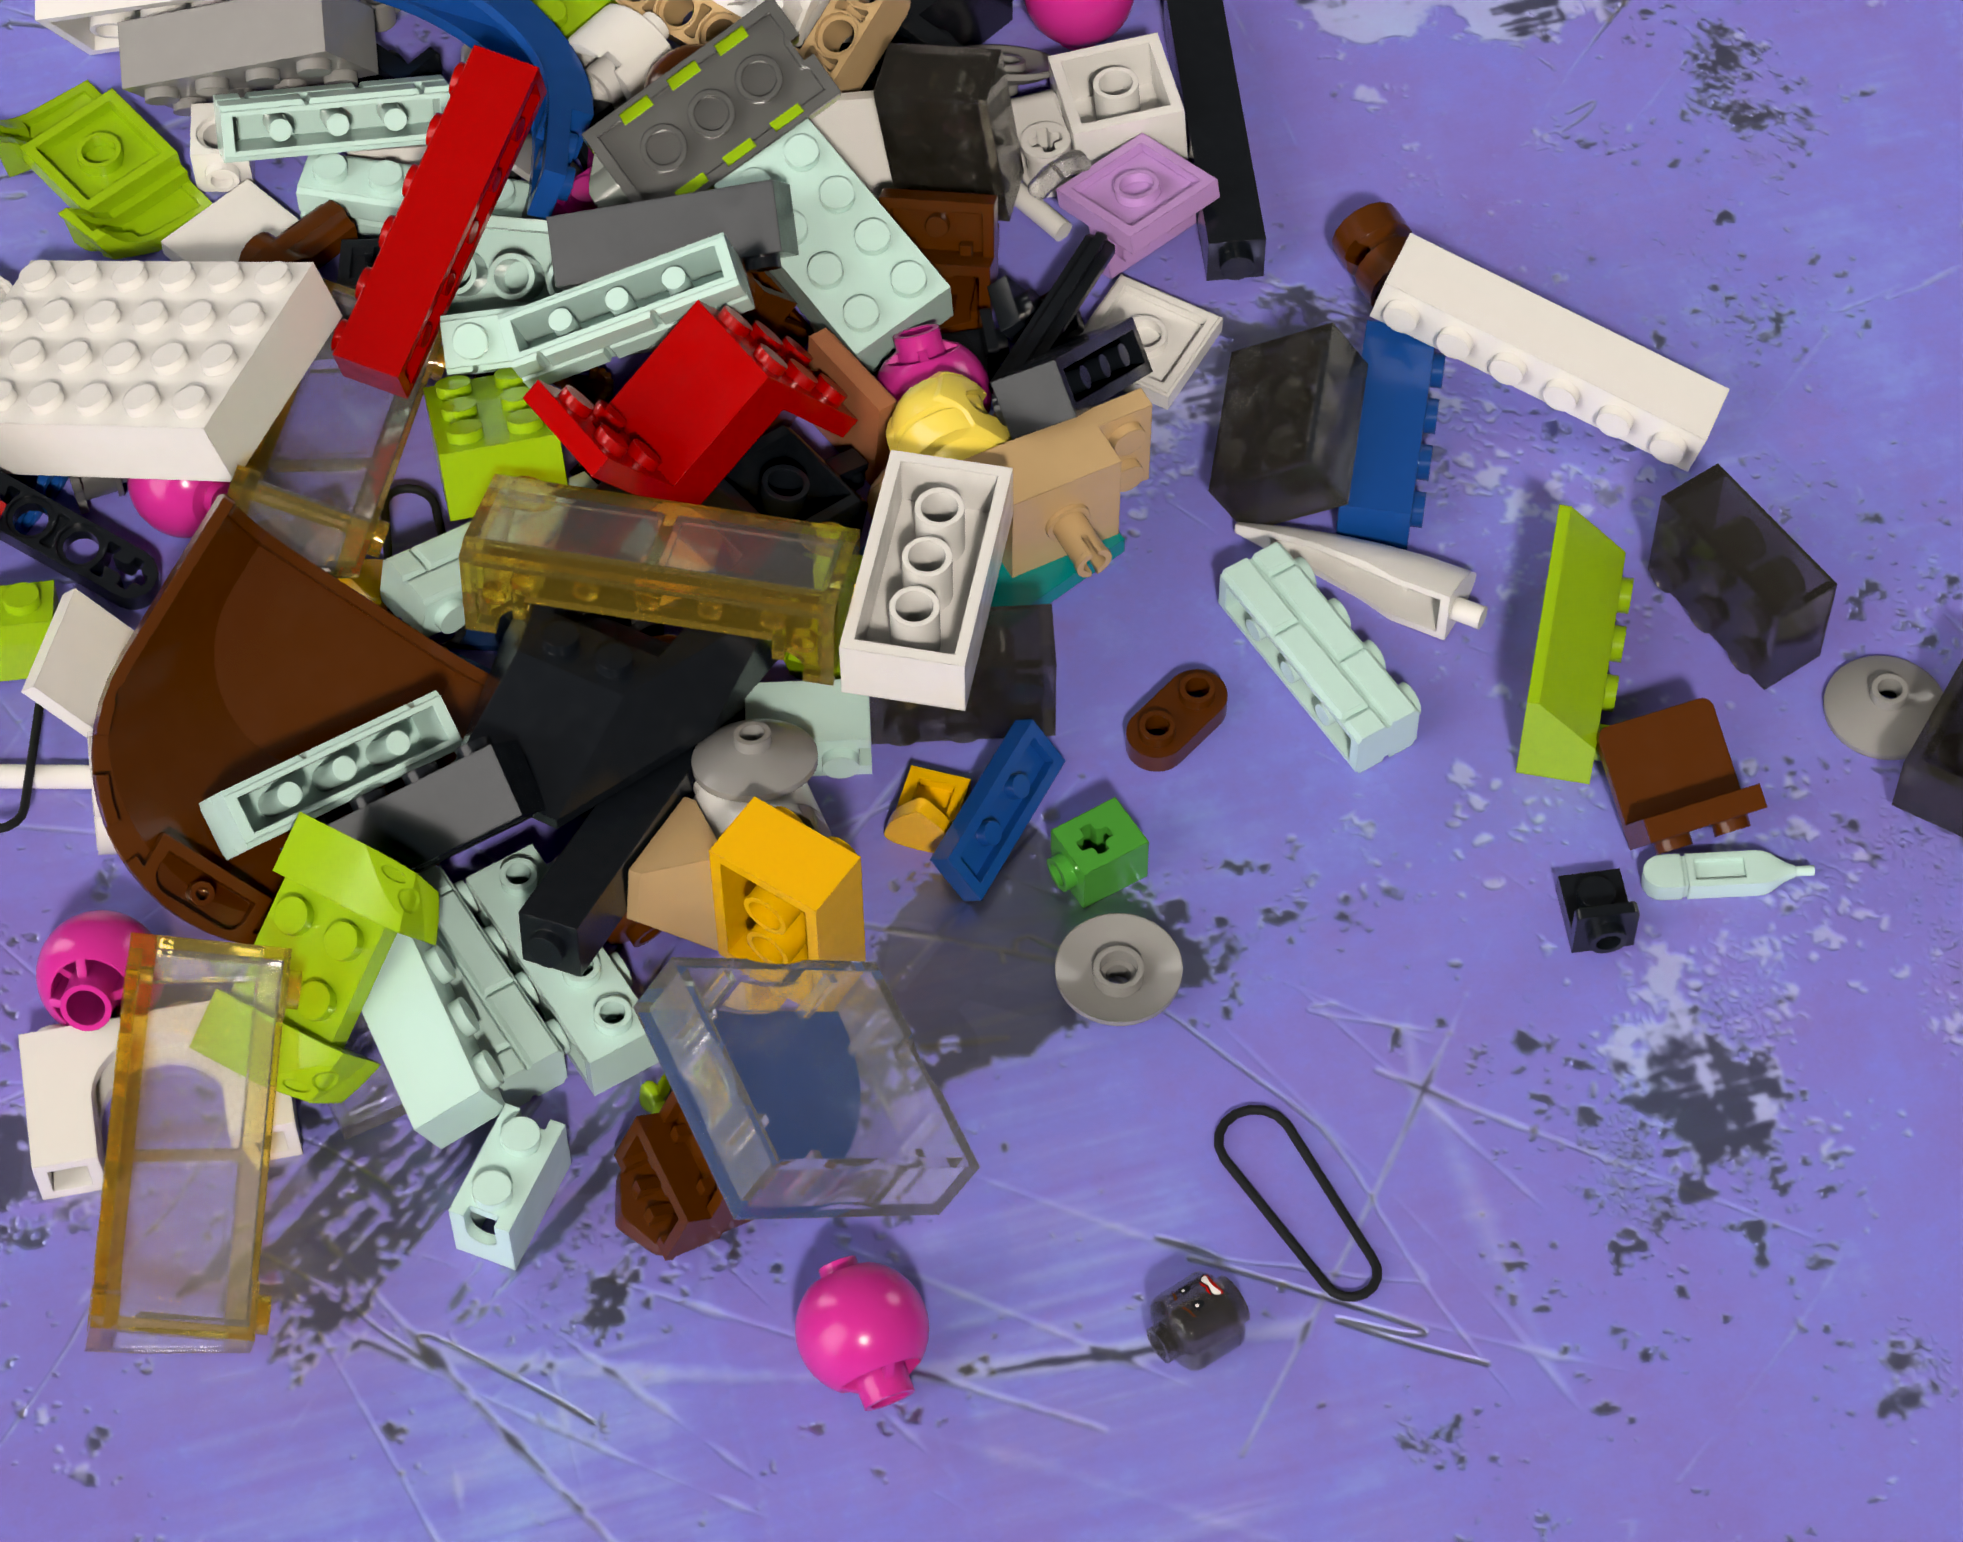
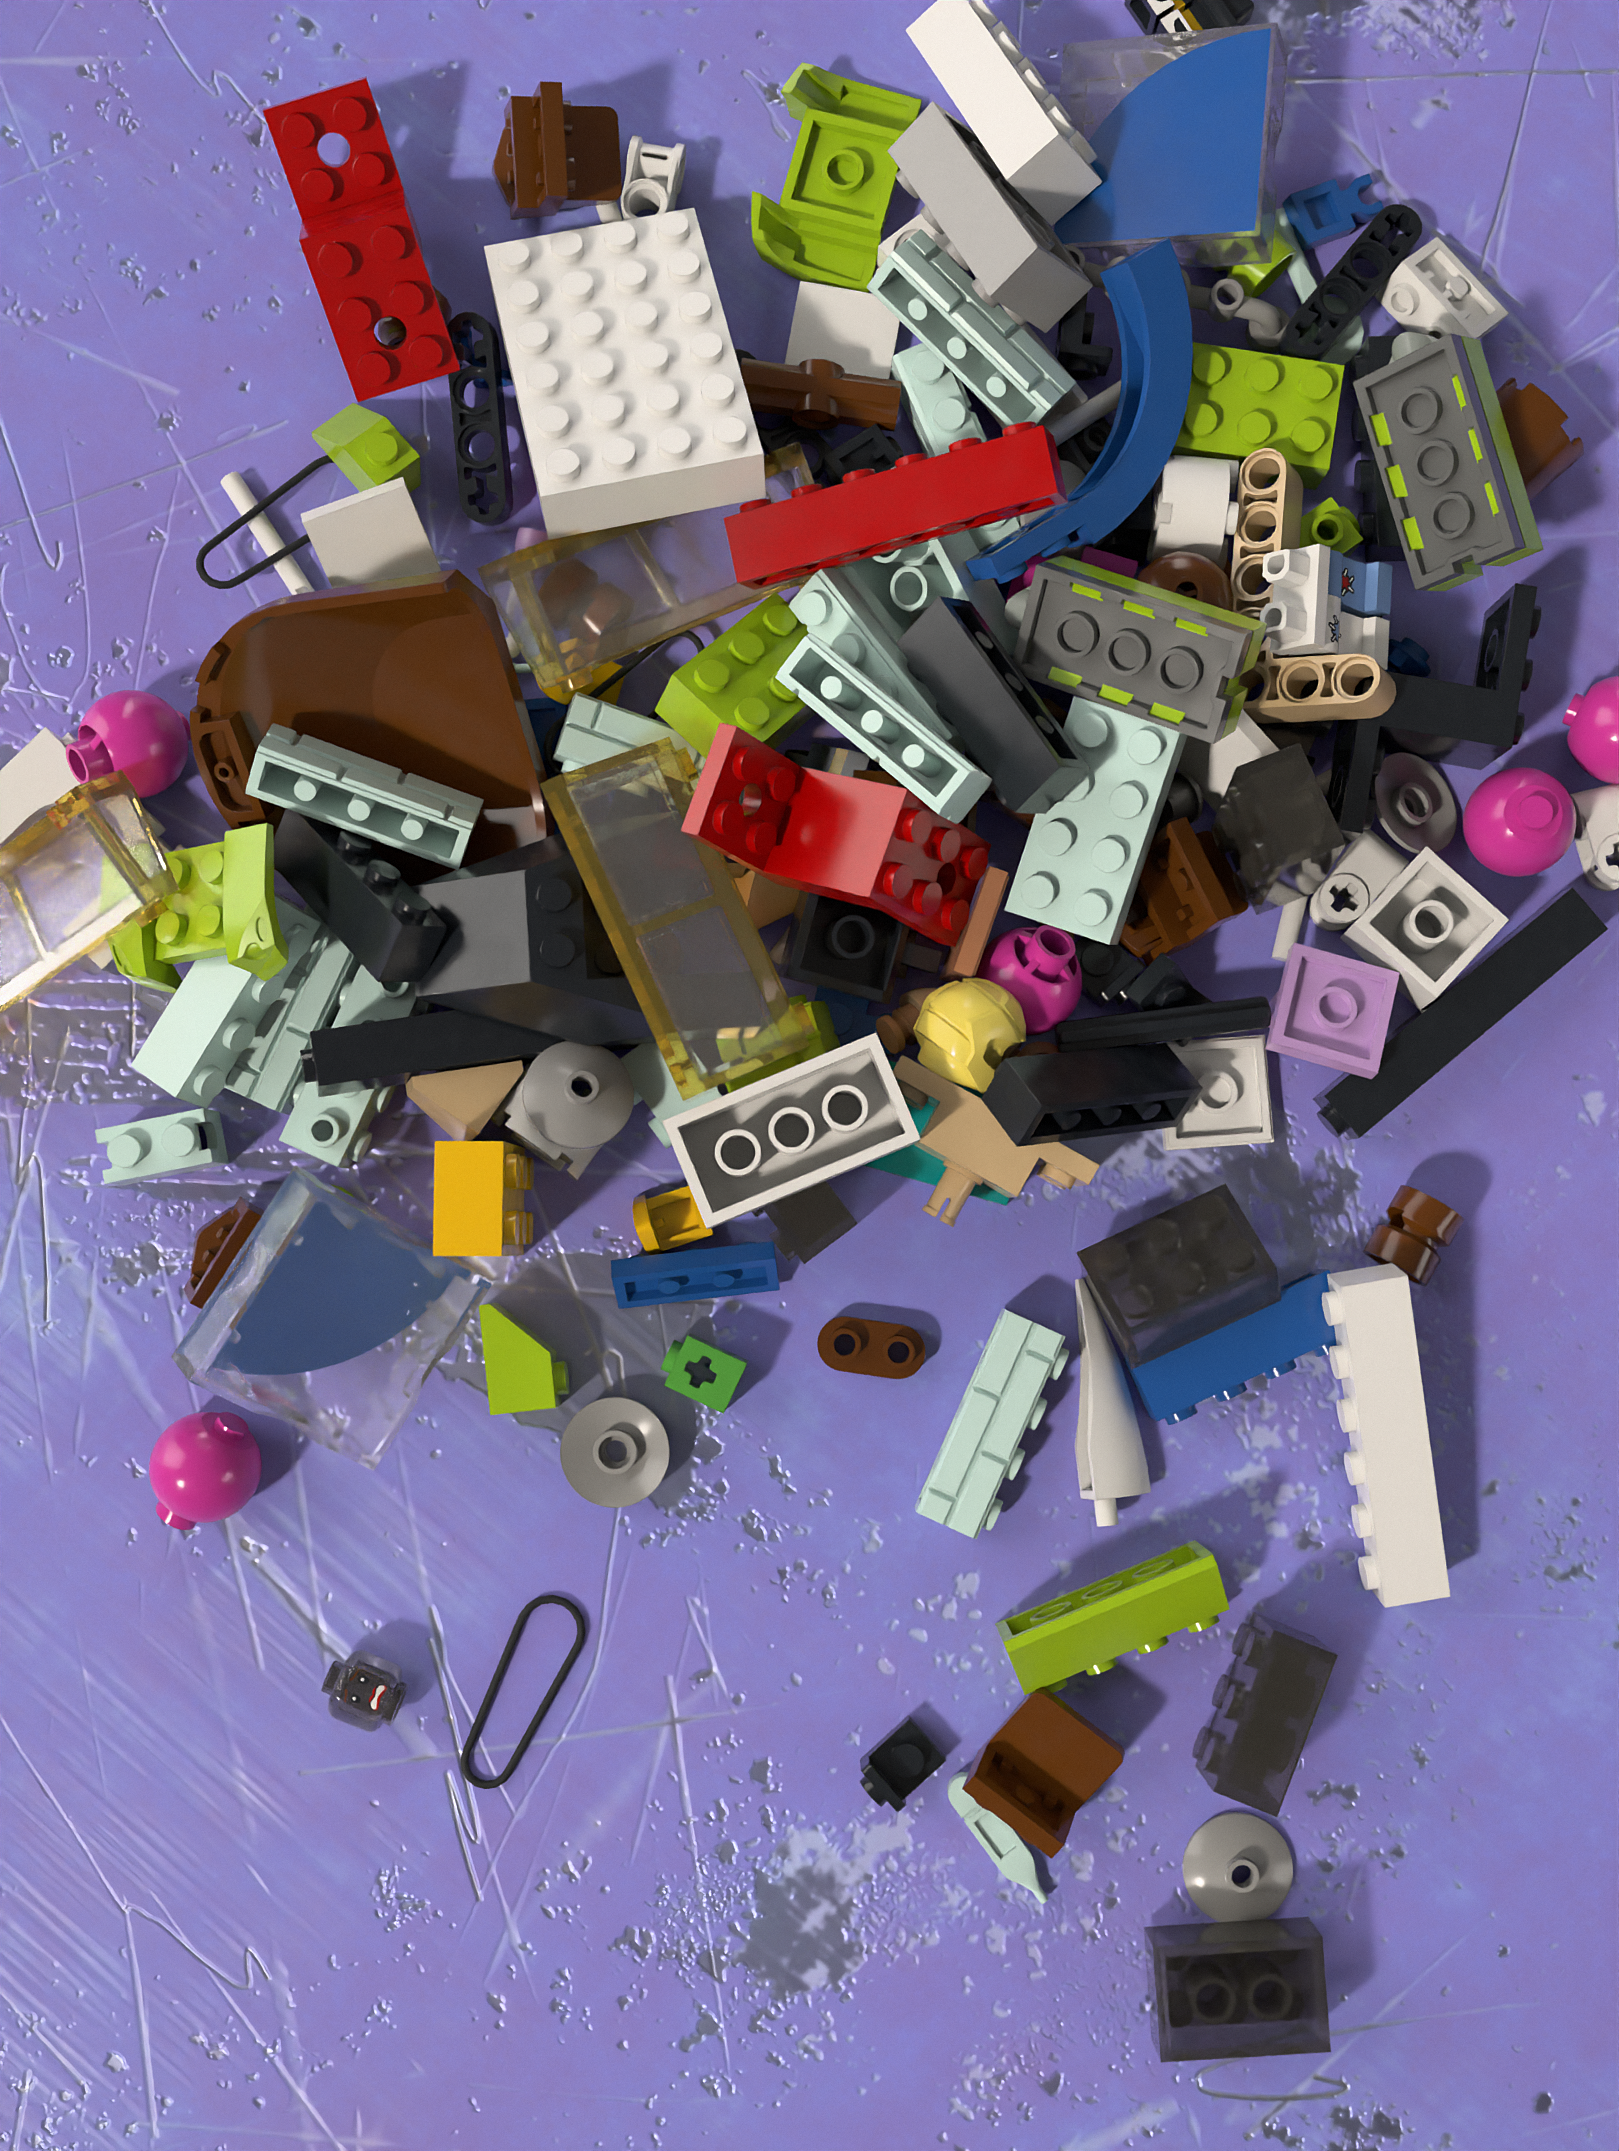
camera: 60 degrees right, 30 degrees up
(969, 1003) = (519, 1365): none -> lime slope
(1057, 170) = (1323, 925): clear piece -> none

